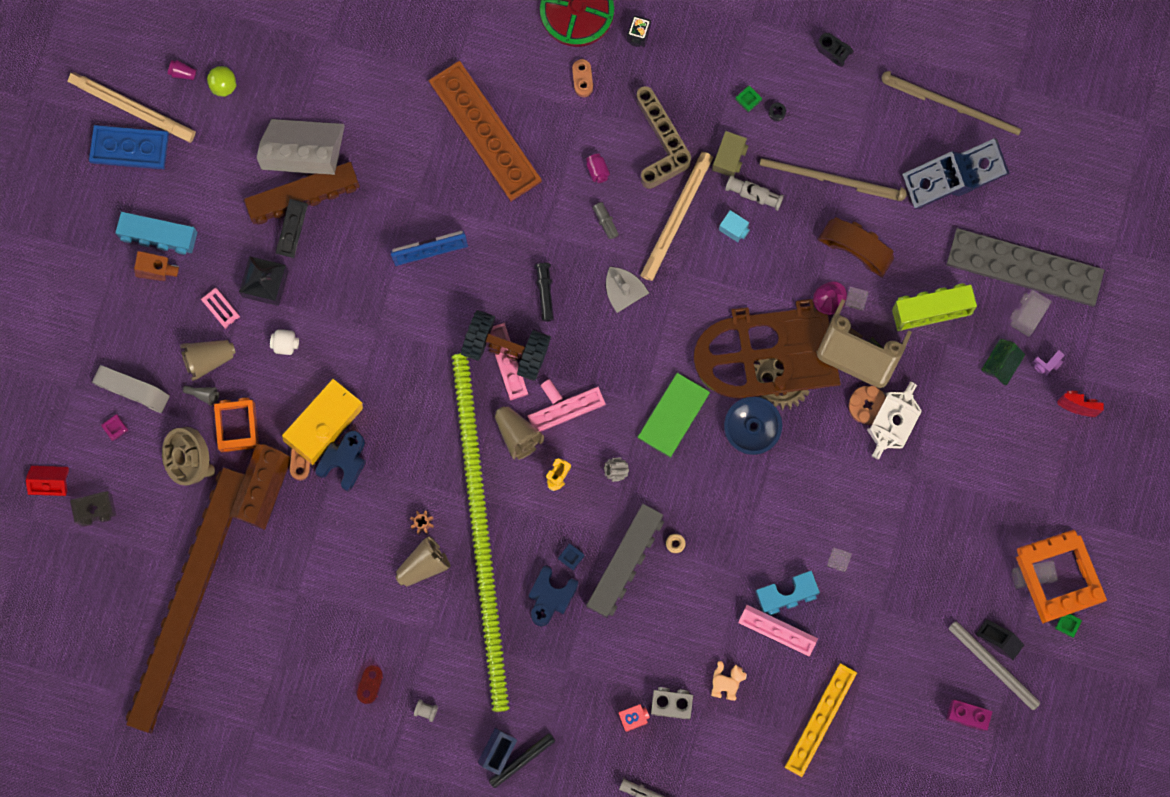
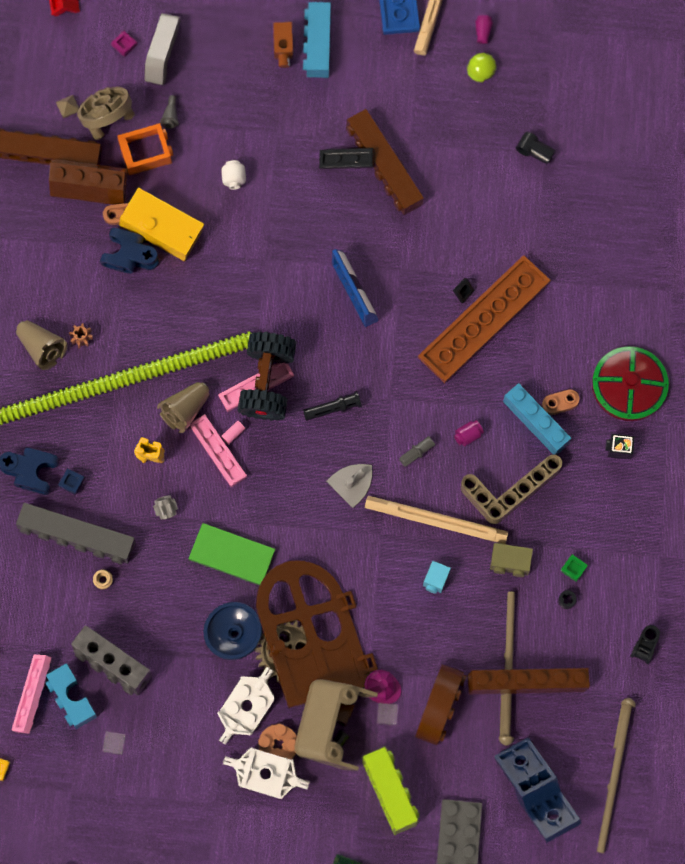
camera: 70 degrees right, 5 degrees down
(82, 506) = (39, 31): clear smoke brick -> none
(170, 496) = (67, 106): none -> dark tan slope
(206, 356) = (205, 107): dark tan cone -> none
(230, 320) = (248, 124): bright pink tile -> none
(264, 281) = (290, 144): black piece -> none
(300, 146) = (429, 149): light grey slope -> none
(316, 50) = (531, 146): none -> black piece
(451, 145) = (463, 290): none -> black slope
(597, 102) = (536, 419): none -> dark azure brick
(759, 194) = (477, 592): light grey piece -> none
(780, 522) = (89, 640): none -> flat silver brick
(841, 432) = (232, 714): none -> white plate
(852, 161) = (528, 681): none -> reddish brown brick

